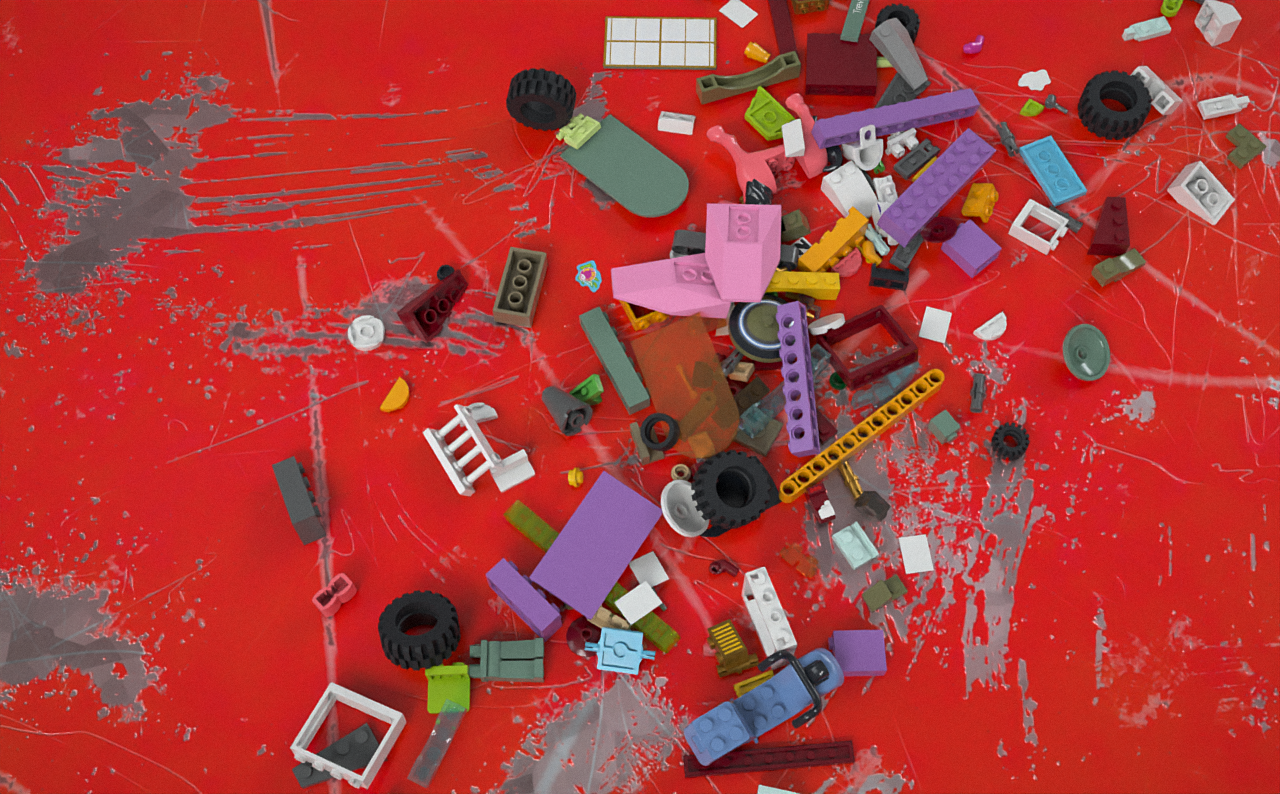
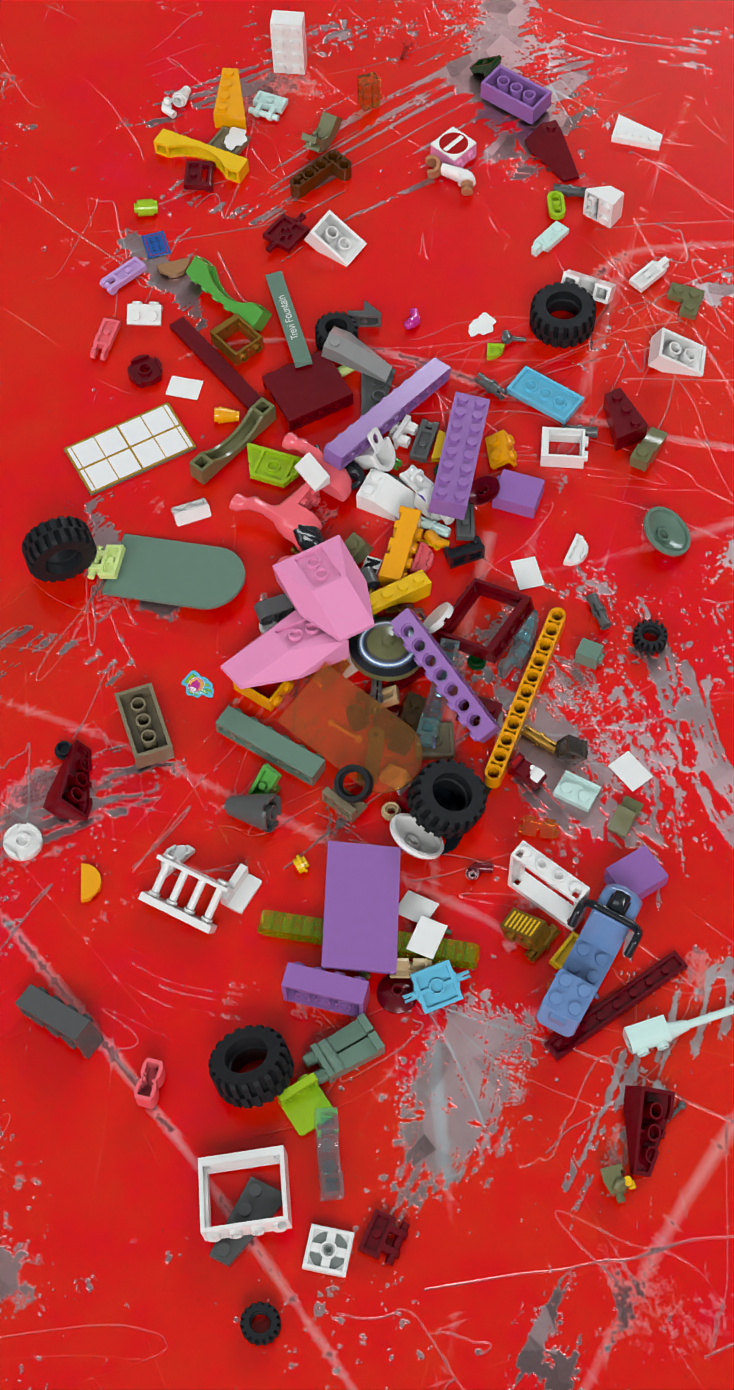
camera: 30 degrees left, 5 degrees down
(933, 24) = (368, 317): none -> dark grey slope

